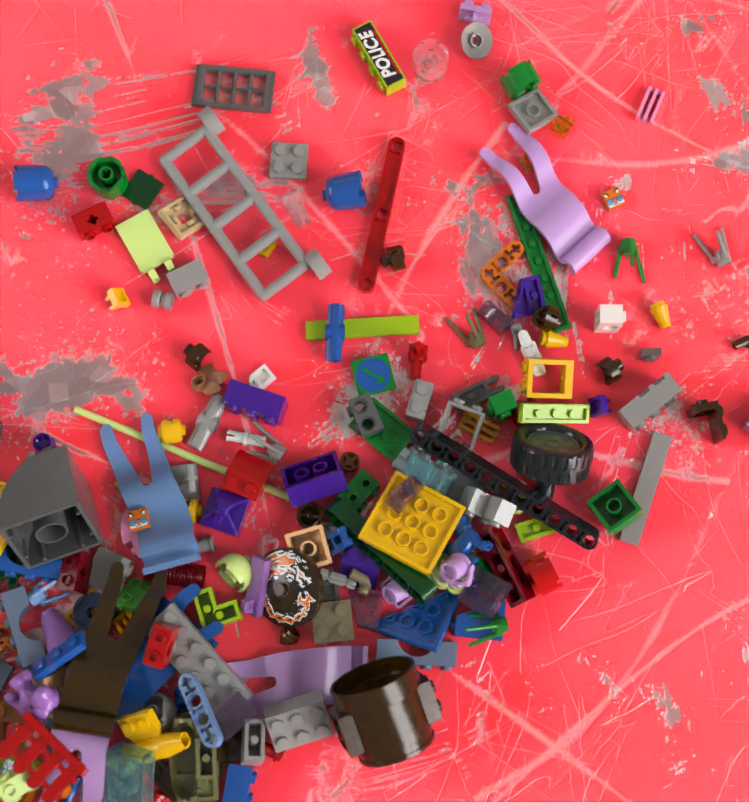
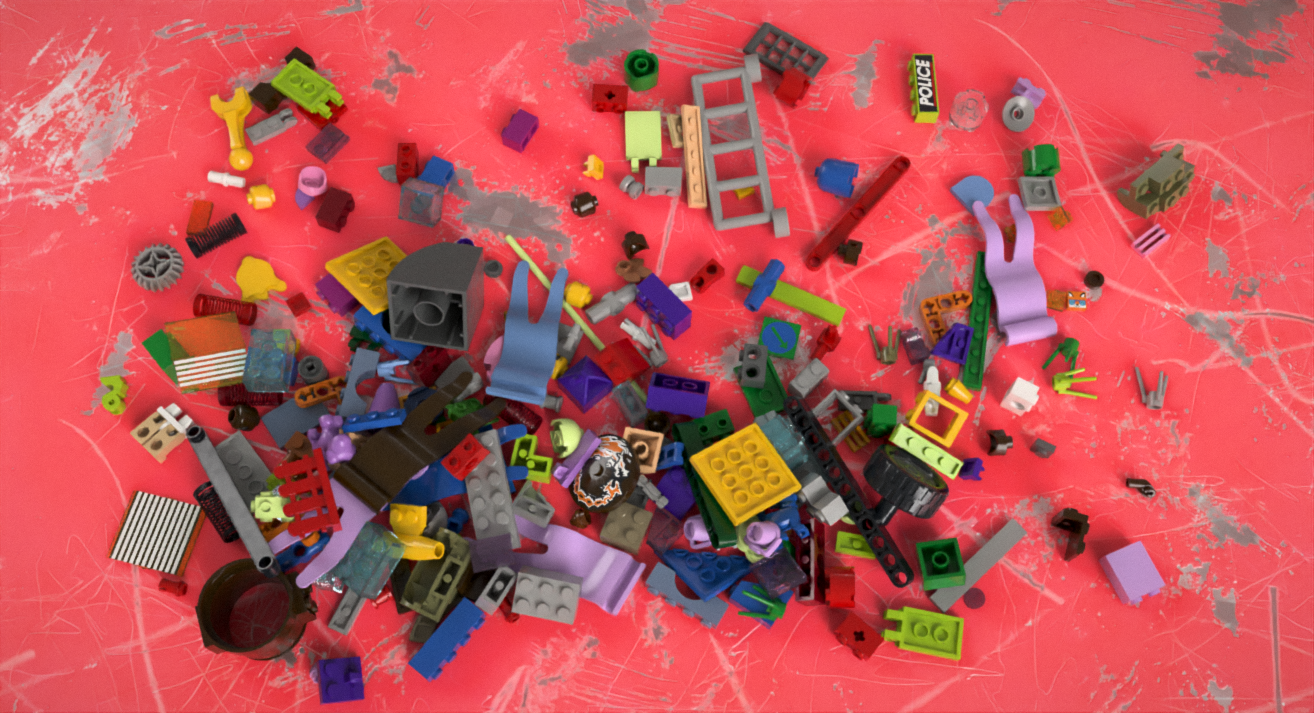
camera: 25 degrees right, 10 degrees down
(27, 298) = (520, 130): none -> magenta brick
(34, 182) = (578, 44): blue cylinder -> none
(79, 447) = (493, 268): none -> dark grey plate
(128, 340) = (584, 204): none -> dark brown head
(138, 519) = (508, 347): tile -> none
(143, 189) = (665, 95): dark green piece -> none
(203, 708) = (467, 531): medium blue beam -> none
(204, 239) = (693, 156): none -> light nougat tile
(241, 649) = (533, 506): none -> light grey wing
(259, 121) = (793, 87): none -> red brick
(275, 509) = (629, 404): none -> clear light blue brick
(278, 350) = (707, 276): none -> red leg
(289, 161) = (801, 132): light grey plate -> none
(294, 204) = (786, 165): clear piece -> none
(348, 459) = (717, 395): reddish brown wheel -> none
(363, 581) = (673, 506): dark tan arm -> none
(384, 711) = (629, 624): dark brown cylinder -> none
(404, 493) = (752, 442): leg -> none
(473, 138) = (973, 189): none -> medium blue tile
(550, 318) = (965, 367): dark brown piece -> none
(589, 605) = (869, 639): none -> red brick
(595, 207) = (1055, 300): none -> clear yellow brick
(619, 170) = (1094, 280): none -> dark brown tile
(631, 571) = (925, 632): none -> lime tile
(636, 43) = (1167, 181): none -> olive piece
(637, 284) = (1061, 382): none -> lime plant
(649, 402) = (1021, 489): light grey wedge -> none
(656, 519) = (974, 598): none -> tile
(661, 314) = (1071, 419): yellow cone -> none

